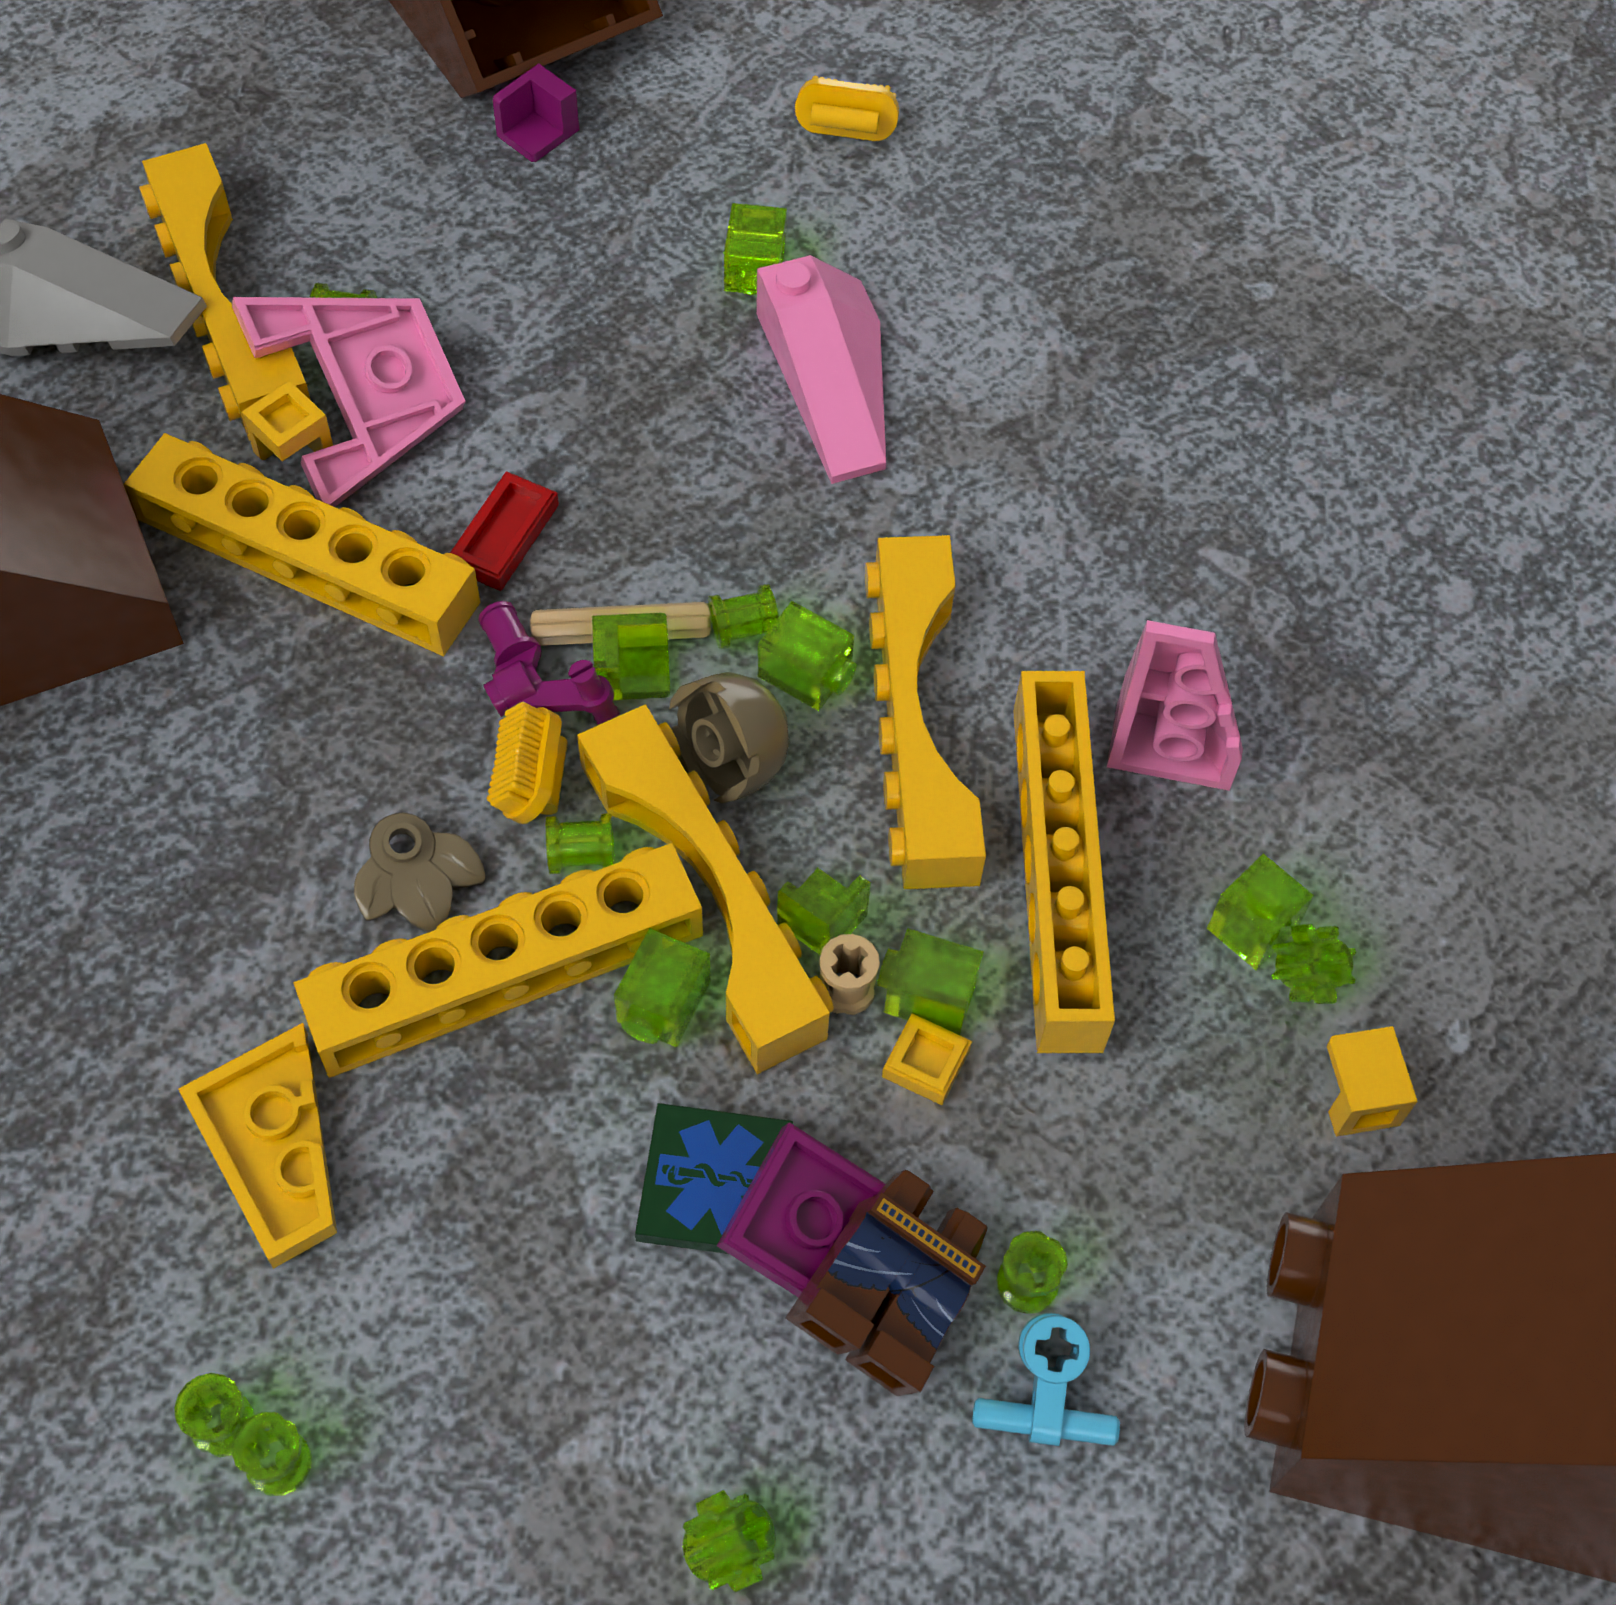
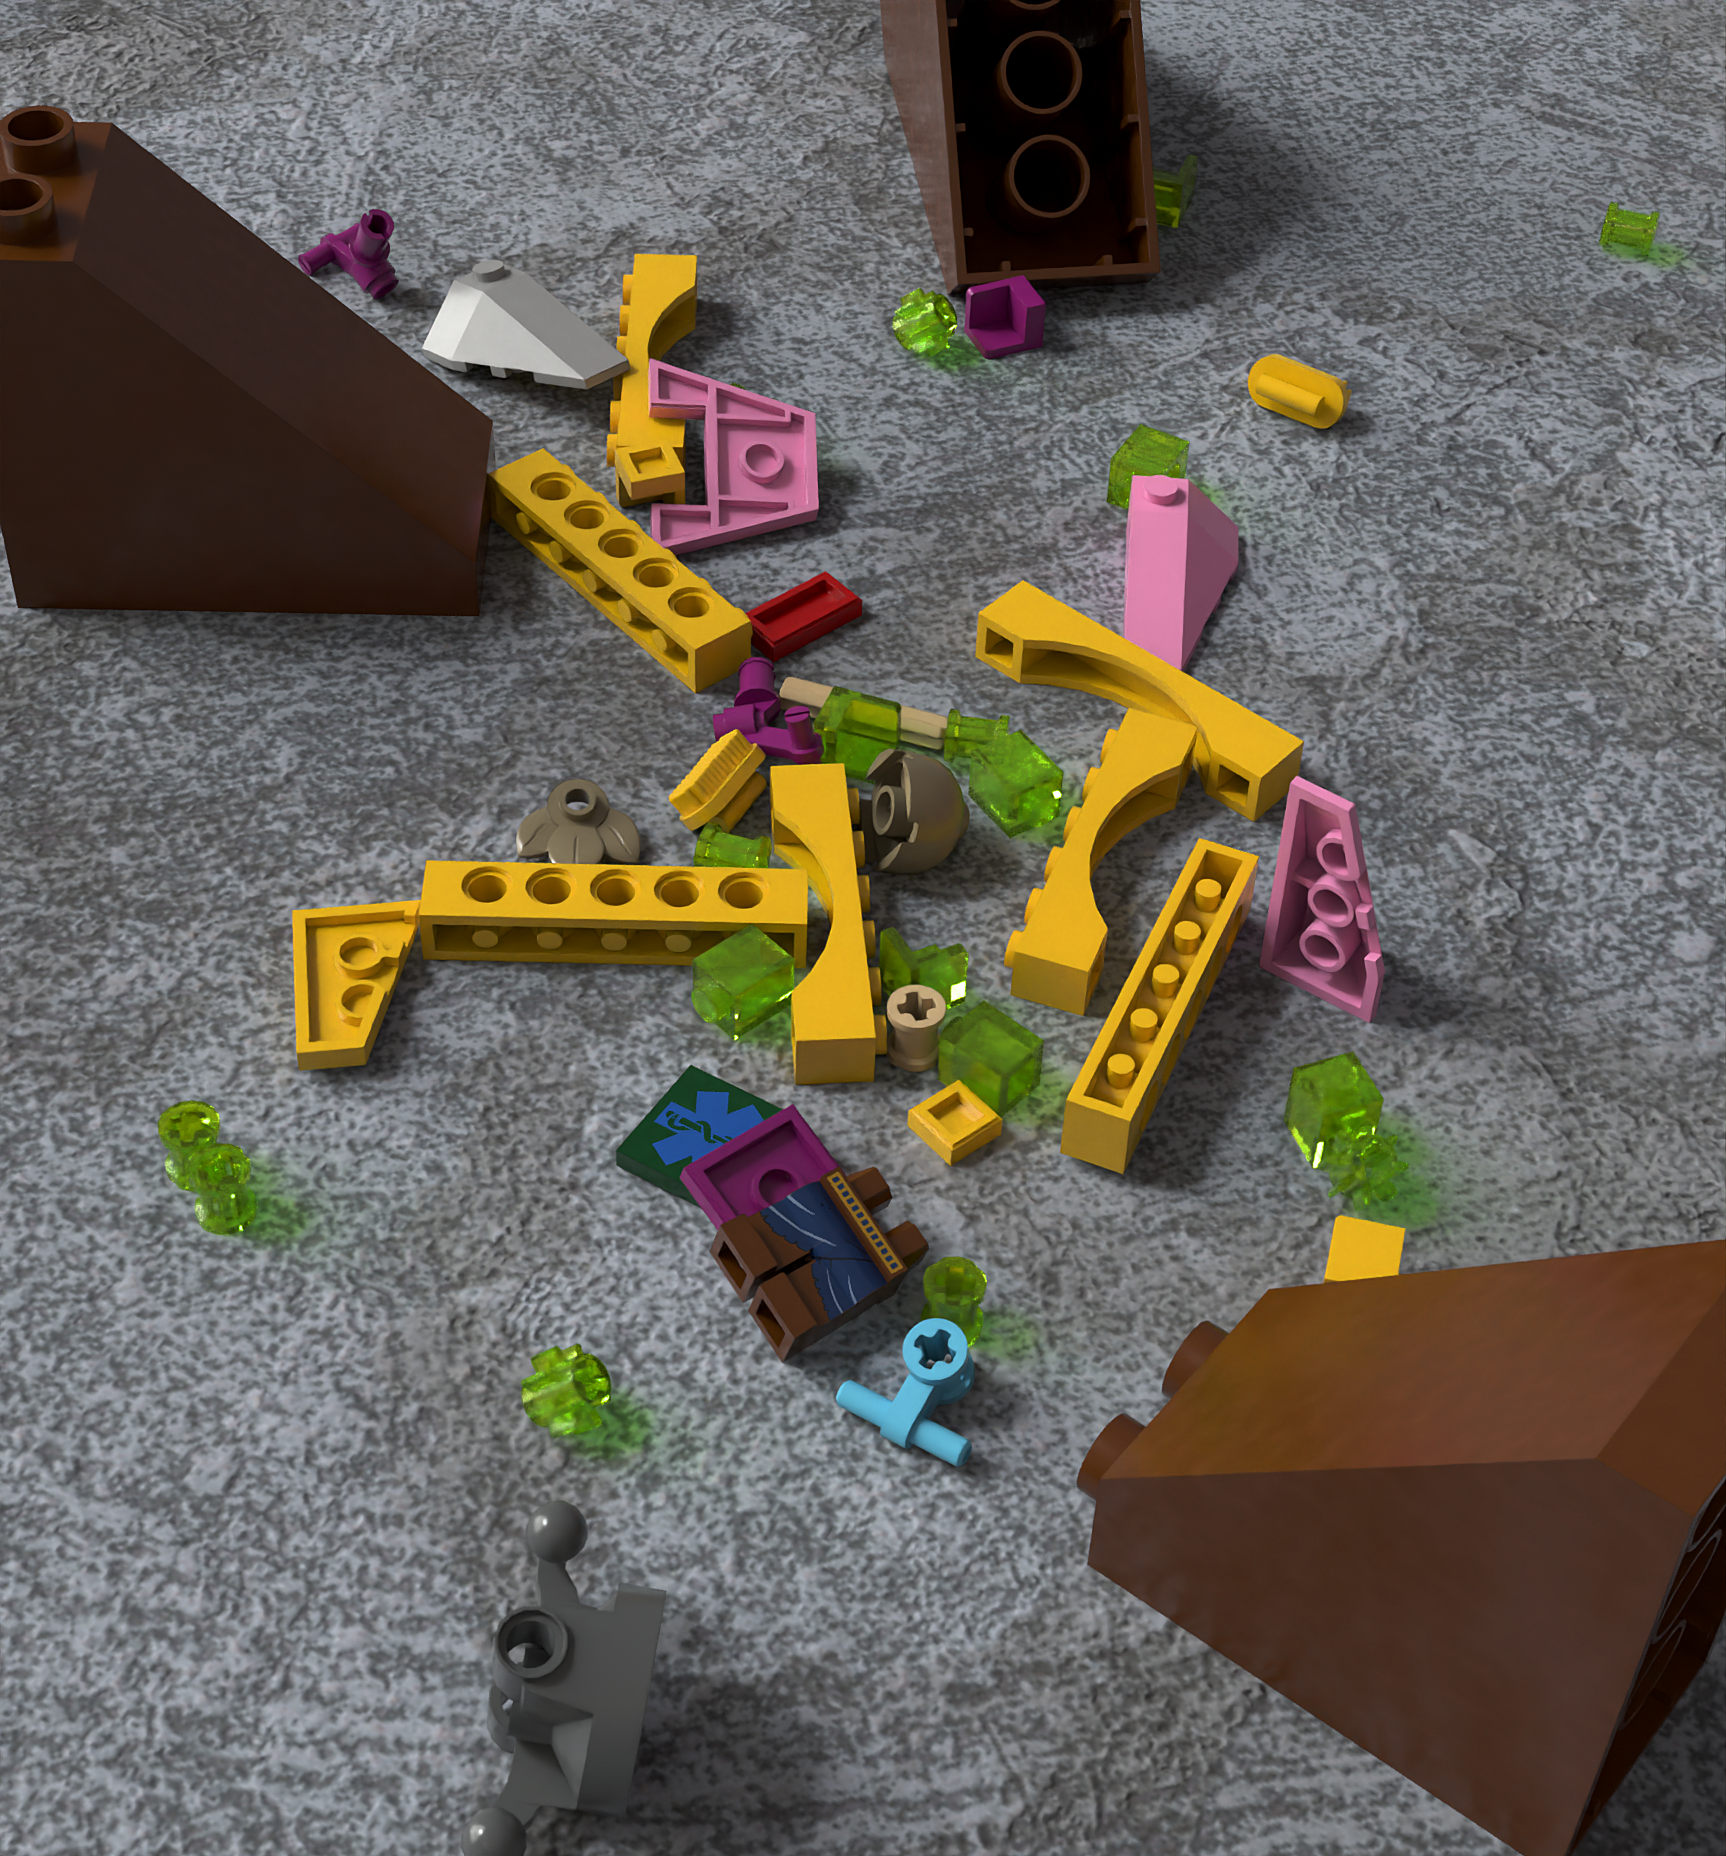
camera: 25 degrees right, 15 degrees down
(464, 145) = (924, 322): none -> clear neon green gear
(760, 481) = (1046, 642): none -> yellow arch

